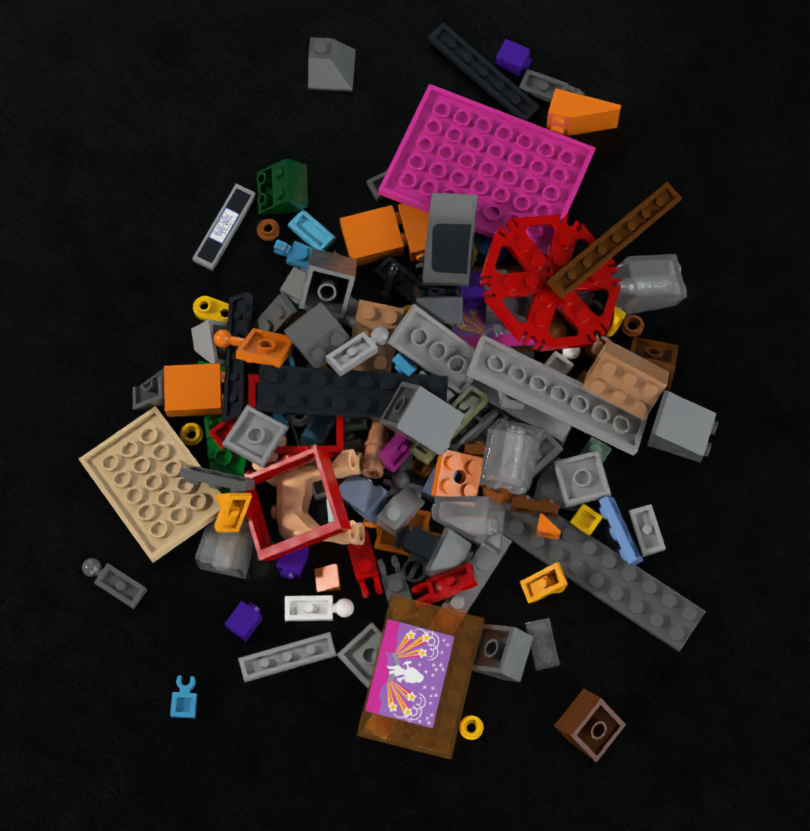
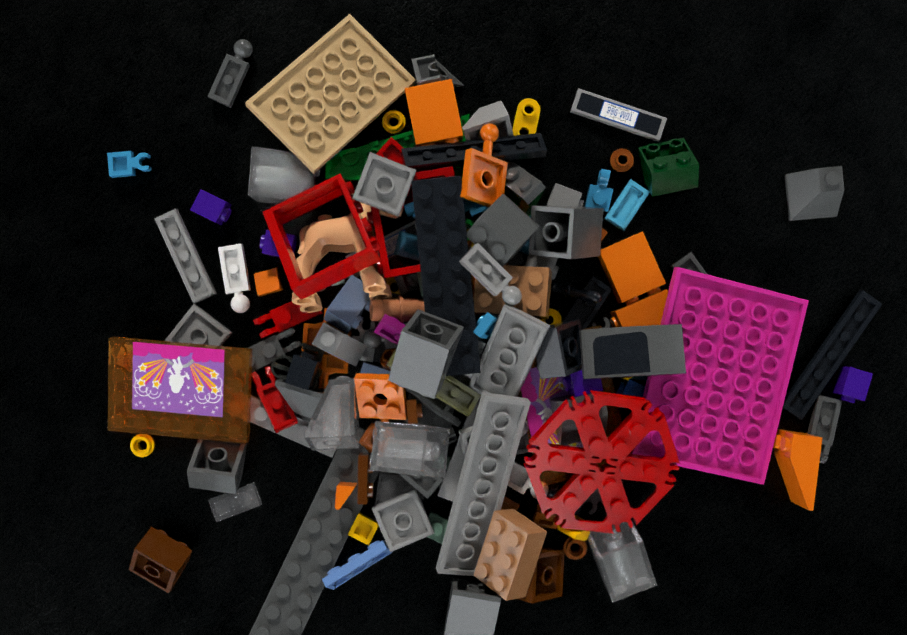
camera: 75 degrees right, 15 degrees up
(217, 479) = (335, 154): dark grey plate -> none
(232, 511) = (306, 175): light orange slope -> none
(544, 583) = (291, 497): light orange slope -> none
(613, 240) = (658, 521): reddish brown plate -> none
(646, 530) = (362, 590): light grey plate -> none

